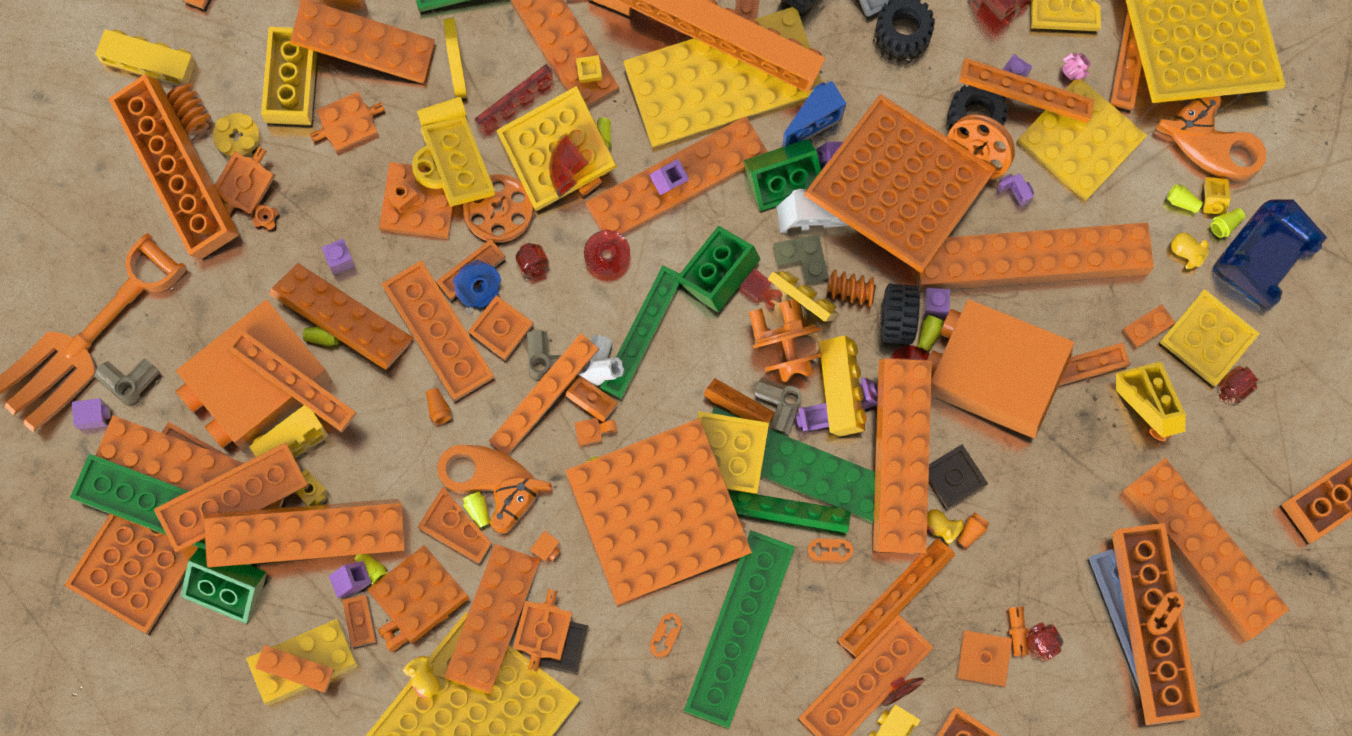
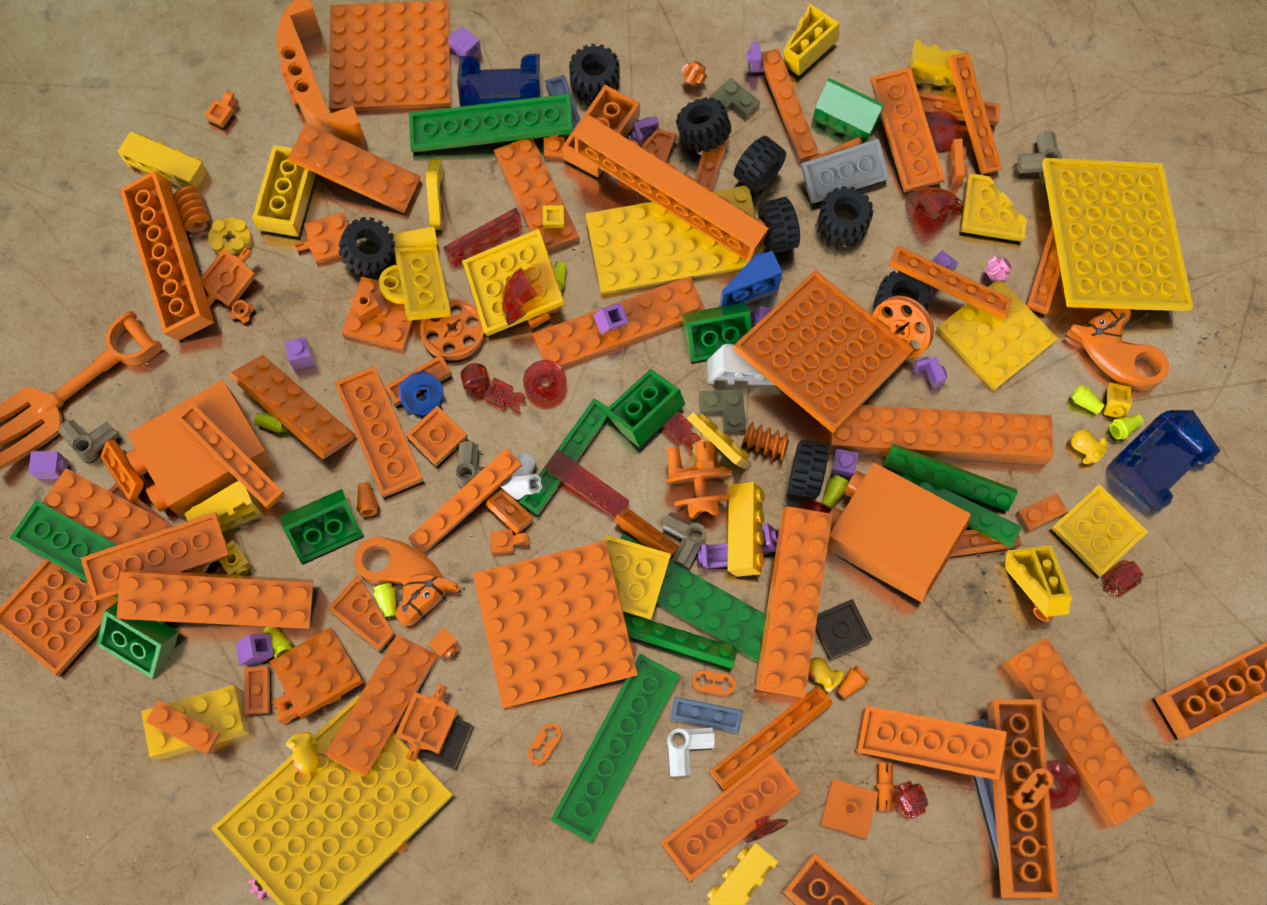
camera: 10 degrees right, 5 degrees down
(172, 409) = (121, 470): none -> orange plate
(395, 440) = (321, 526): none -> green slope
(403, 116) = (376, 233): none -> black tyre
(562, 272) = (501, 393): none -> clear red plate
(668, 359) = (586, 484): none -> clear red plate
(817, 610) = (693, 739): none -> white piece
(827, 583) = (706, 715): none -> sand blue tile
(837, 46) = (782, 224): none -> black tyre
(1049, 302) = (950, 477): none -> green plate
(1060, 580) = (933, 742): none -> orange plate
(1086, 342) = (981, 518): none -> green plate
(1201, 601) = (1068, 784): none -> clear red dish

